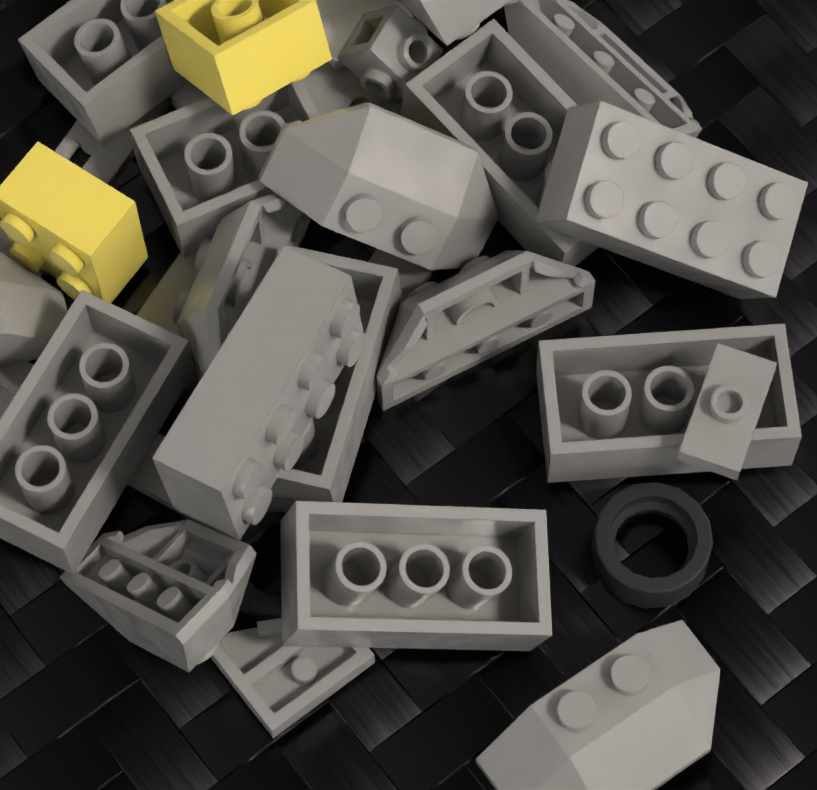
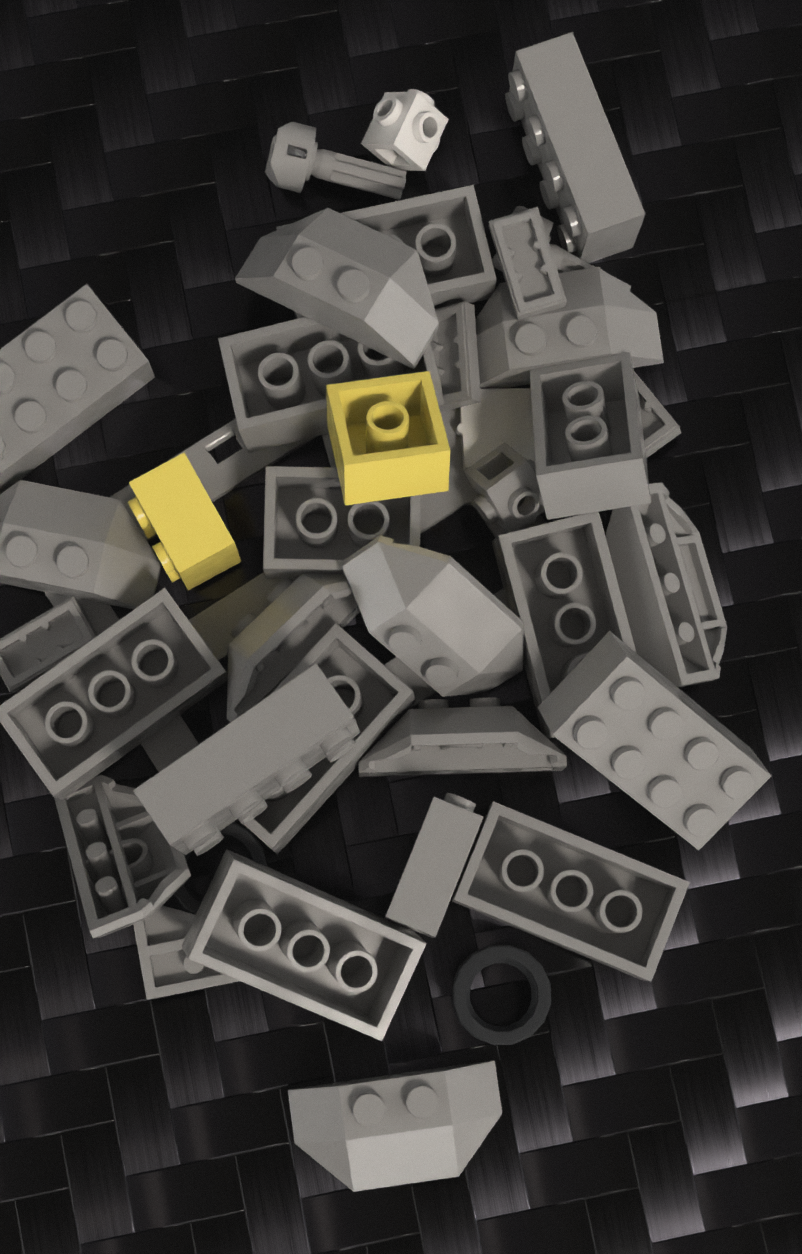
camera: 20 degrees right, 15 degrees up
(511, 429) = (435, 865): none -> light grey brick
(727, 411) = (603, 936): light grey plate -> none

